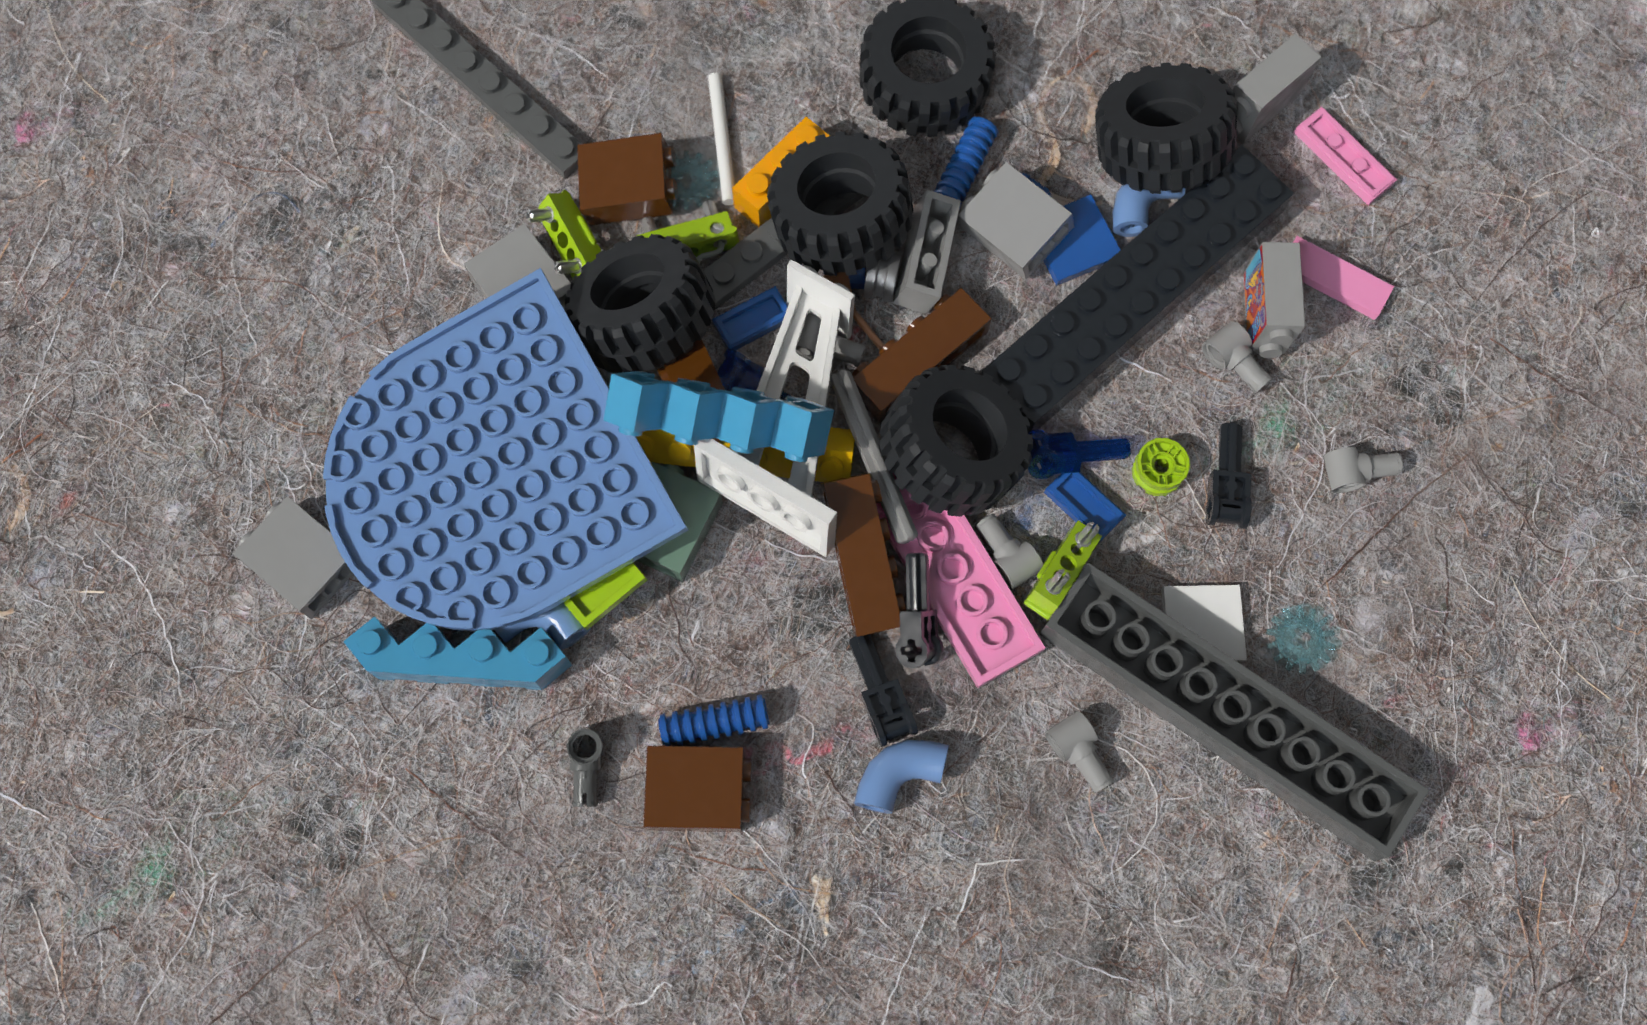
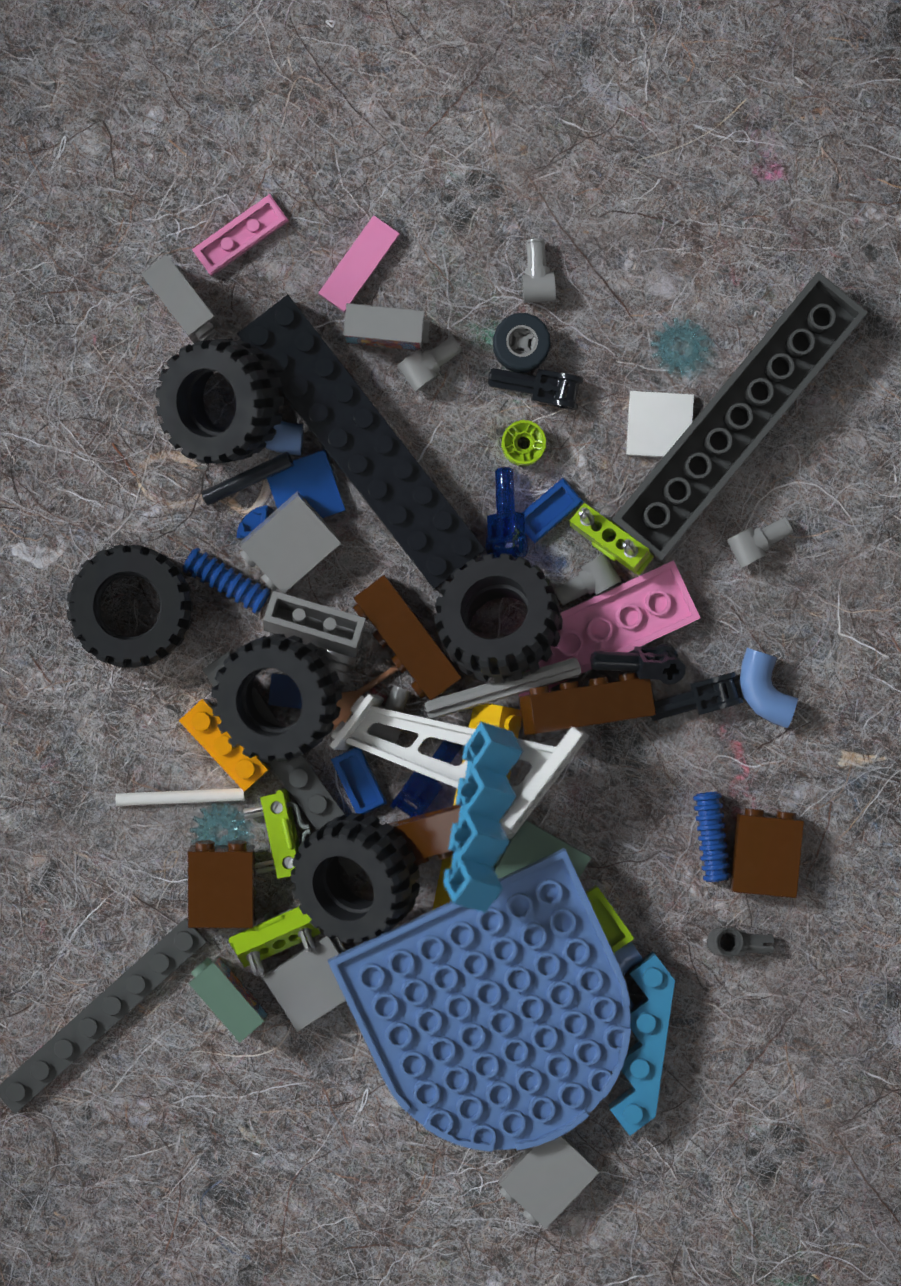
camera: 85 degrees left, 15 degrees up
(499, 189) = (227, 997): none -> sand green brick
(1080, 176) = (247, 478): none -> black piece
(1285, 443) = (521, 332): none -> black wheel

